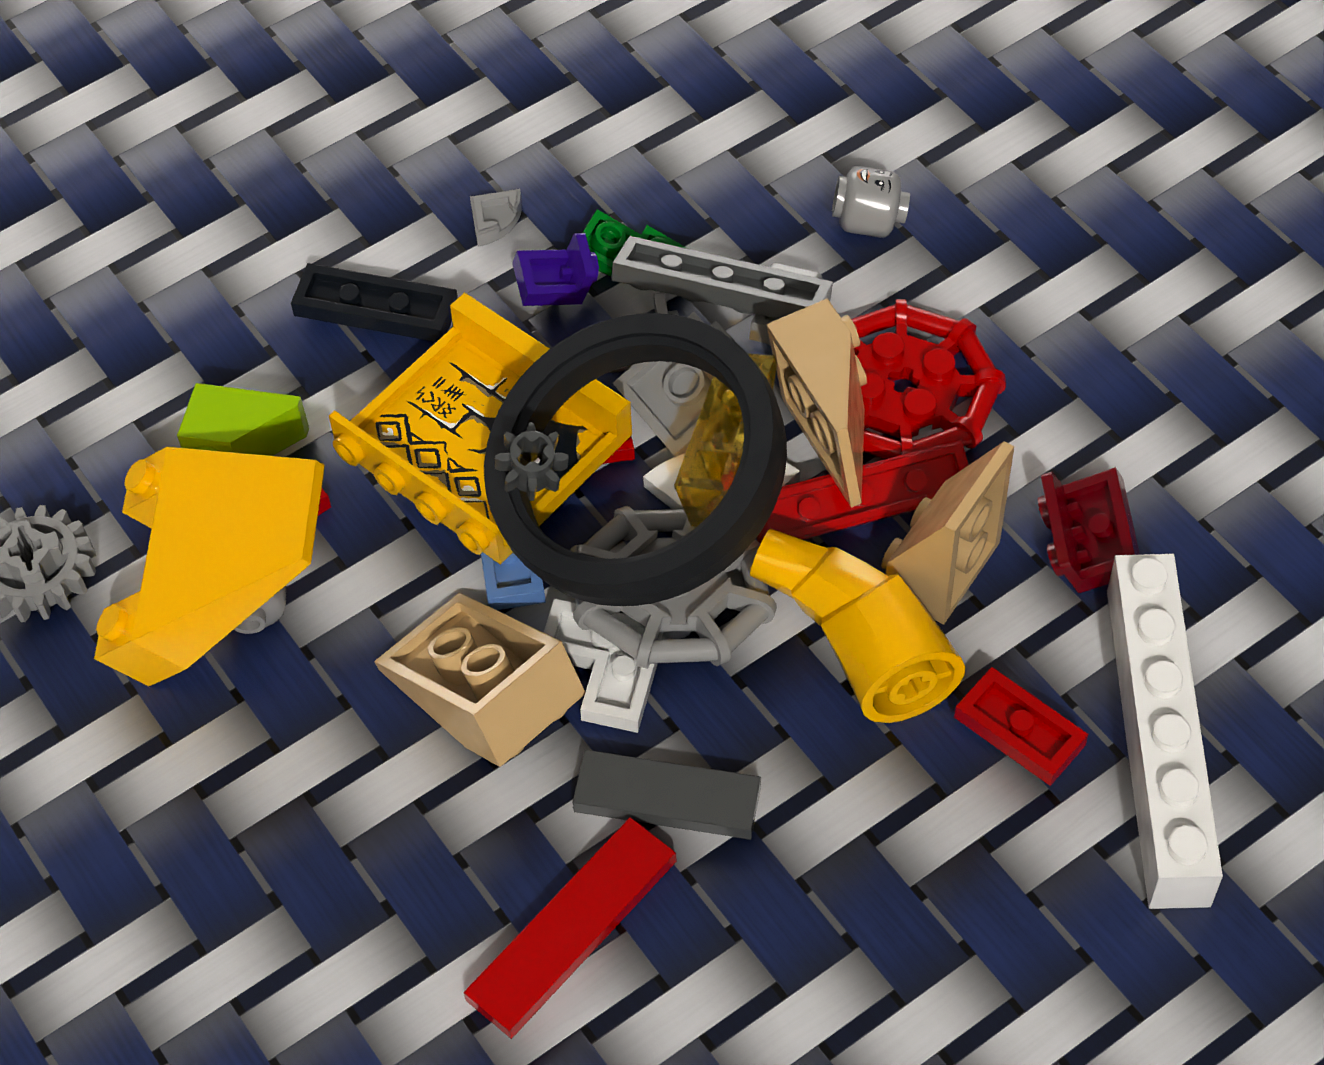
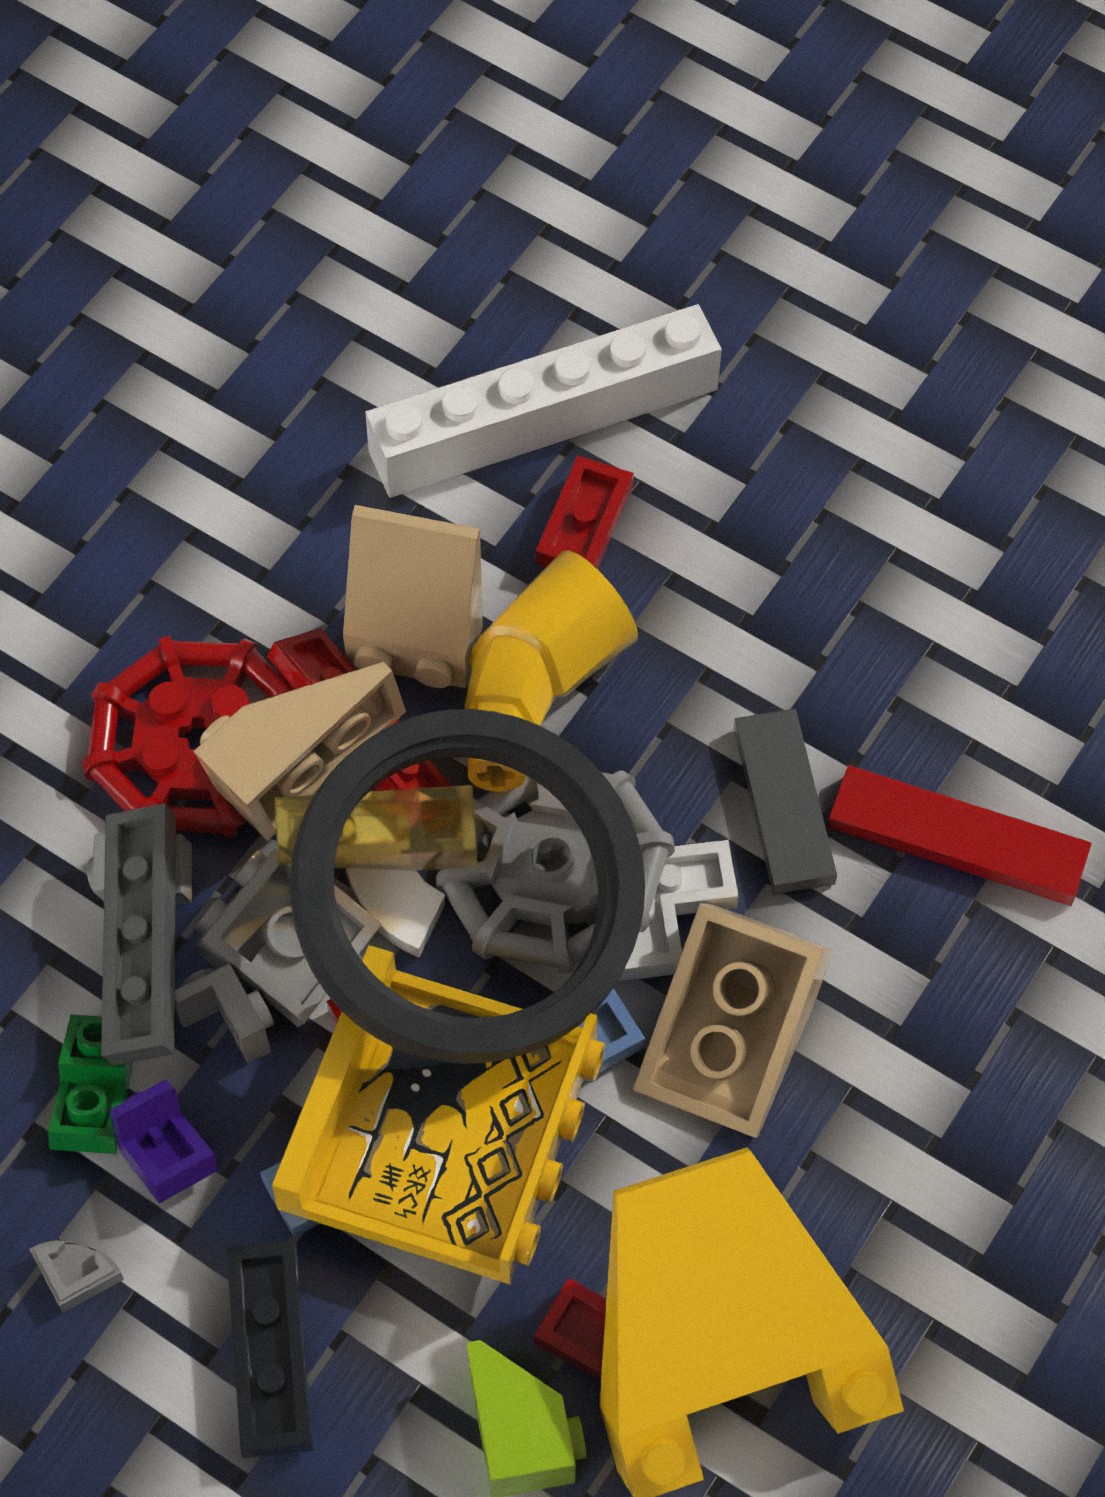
camera: 115 degrees left, 5 degrees up
(531, 446) = (528, 968): dark grey gear -> none
(1088, 526) = (318, 510): dark red bracket -> none

